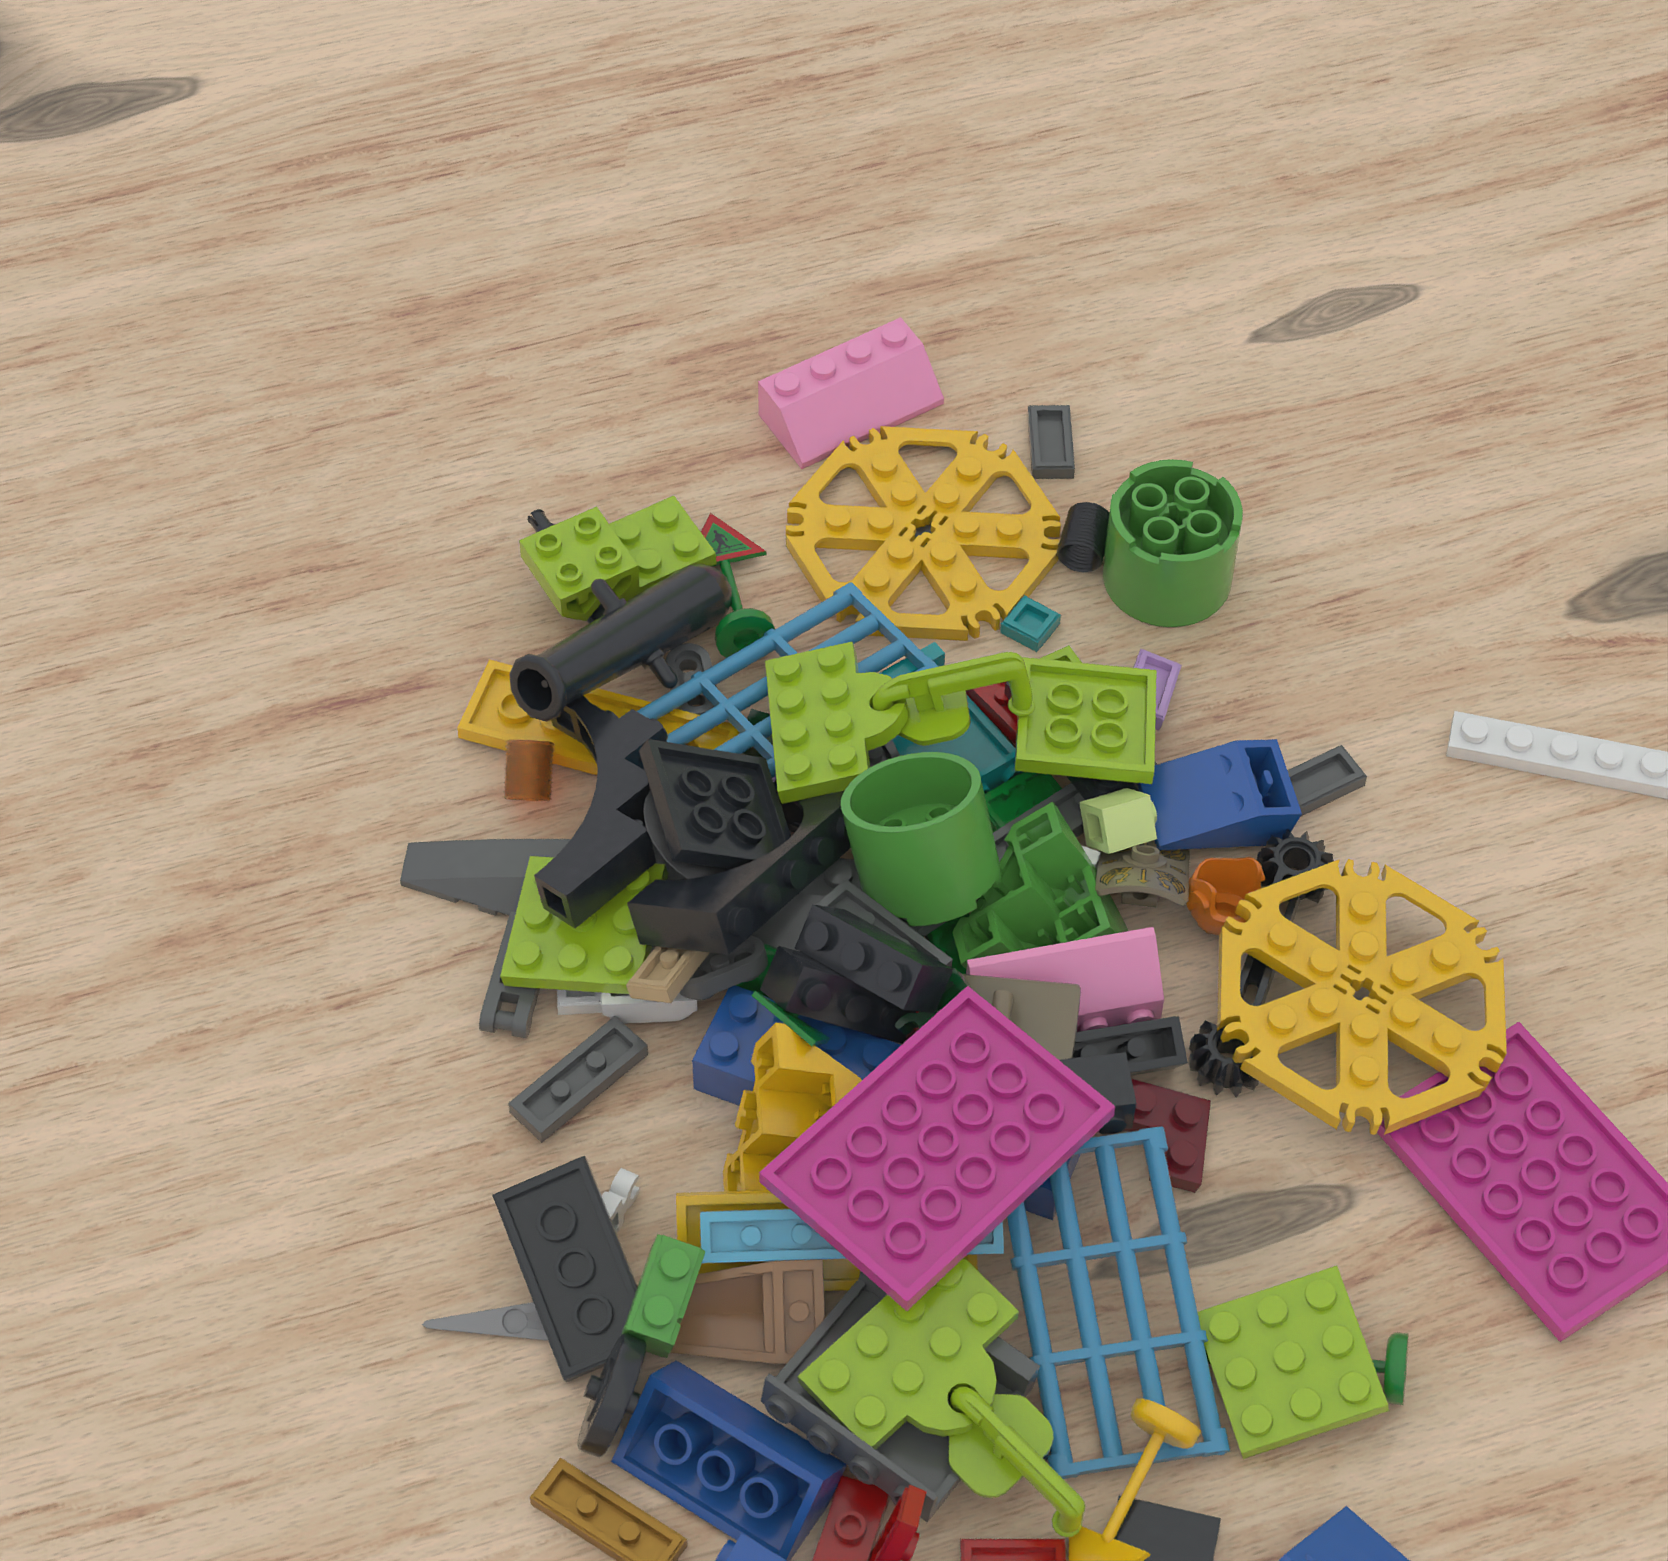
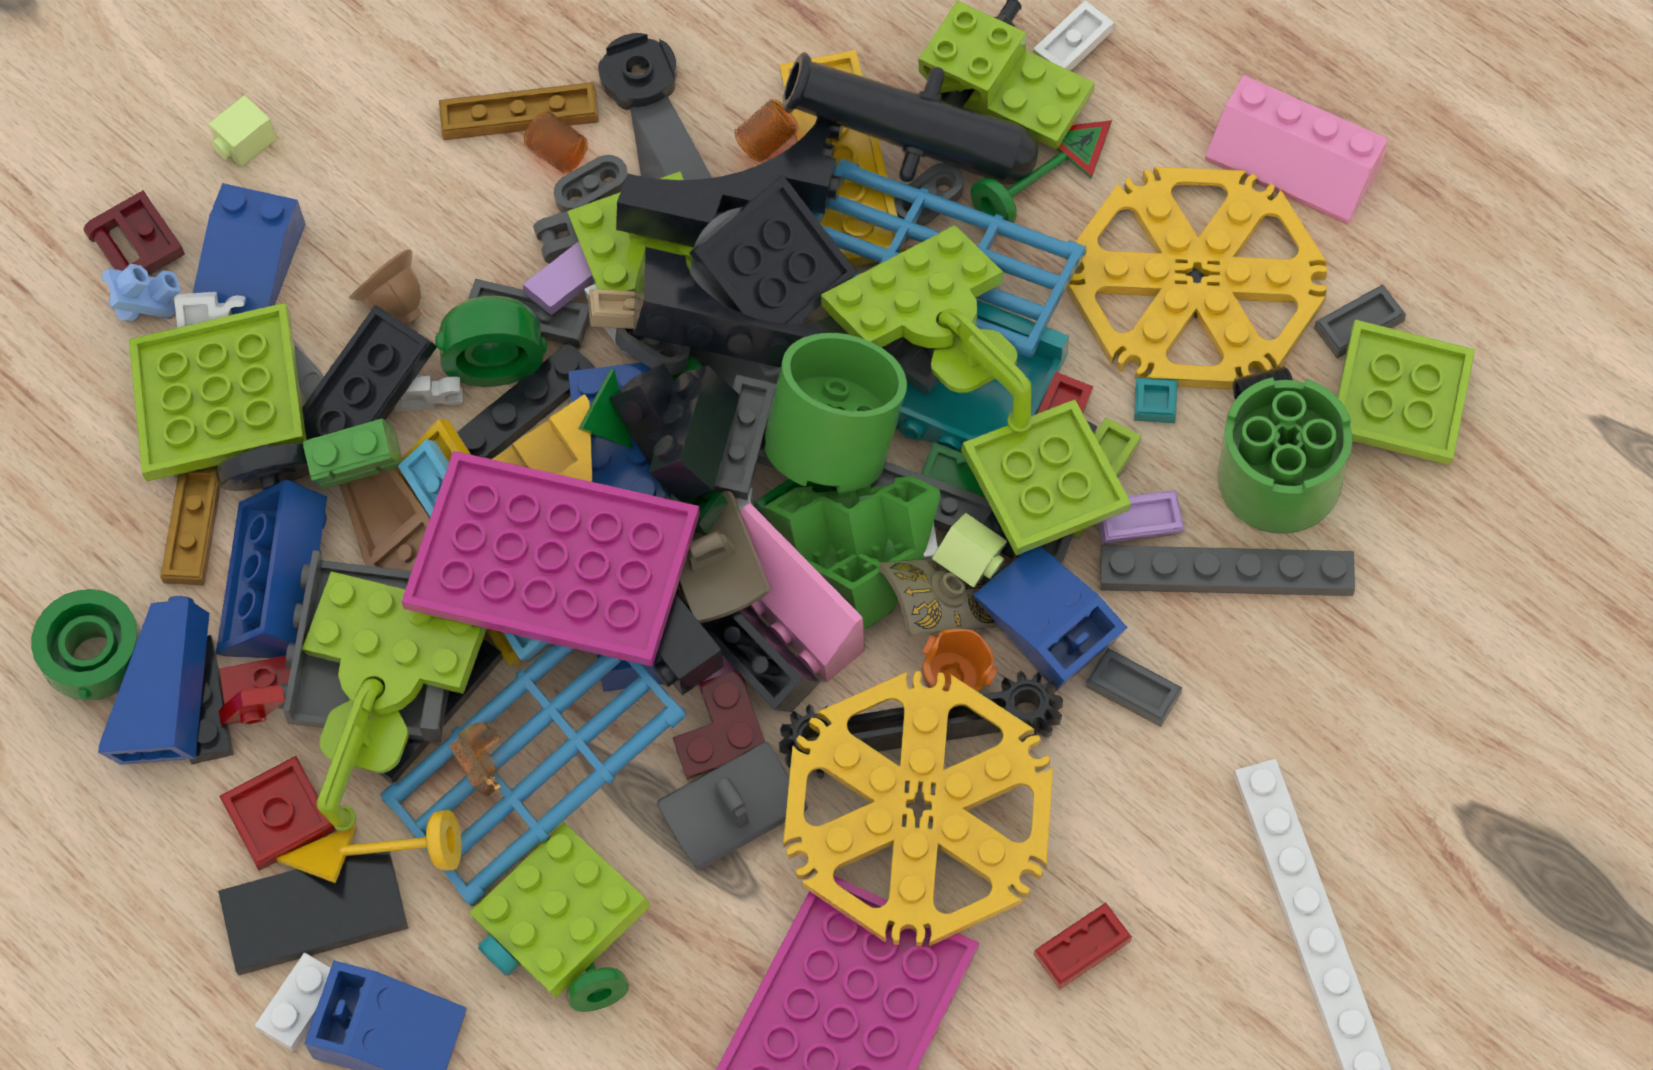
camera: 65 degrees right, 10 degrees up
(156, 1242) = (241, 132): none -> yellowish green brick
(208, 1400) = (143, 230): none -> dark red plate
(292, 1433) = (137, 293): none -> light blue hips
(313, 1308) = (248, 246): none -> blue slope
(325, 980) = (516, 110): none -> pearl gold tile
(357, 1383) = (202, 307): none -> white plate
(365, 873) = (642, 89): none -> black plate
(398, 957) = (555, 142): none -> clear orange piece
(462, 1183) = (393, 289): none -> medium nougat hat
(469, 956) = (588, 182): none -> dark grey plate
(471, 1412) = (215, 391): none -> lime plate
(571, 1024) = (560, 280): none -> lavender tile
(605, 487) = (1075, 37): none -> white plate
(607, 1110) = (490, 341): none -> green piece
(678, 1123) = (523, 404): none -> black plate
(1100, 1349) = (473, 757): none -> clear orange bracket
(1145, 426) = (1405, 391): none -> lime plate
(1239, 658) = (1227, 570): none -> dark grey plate
(1256, 1162) = (728, 805): none -> dark grey shield
(1306, 1446) = (498, 955): none -> teal tile
(1561, 946) = (1082, 945): none -> red plate

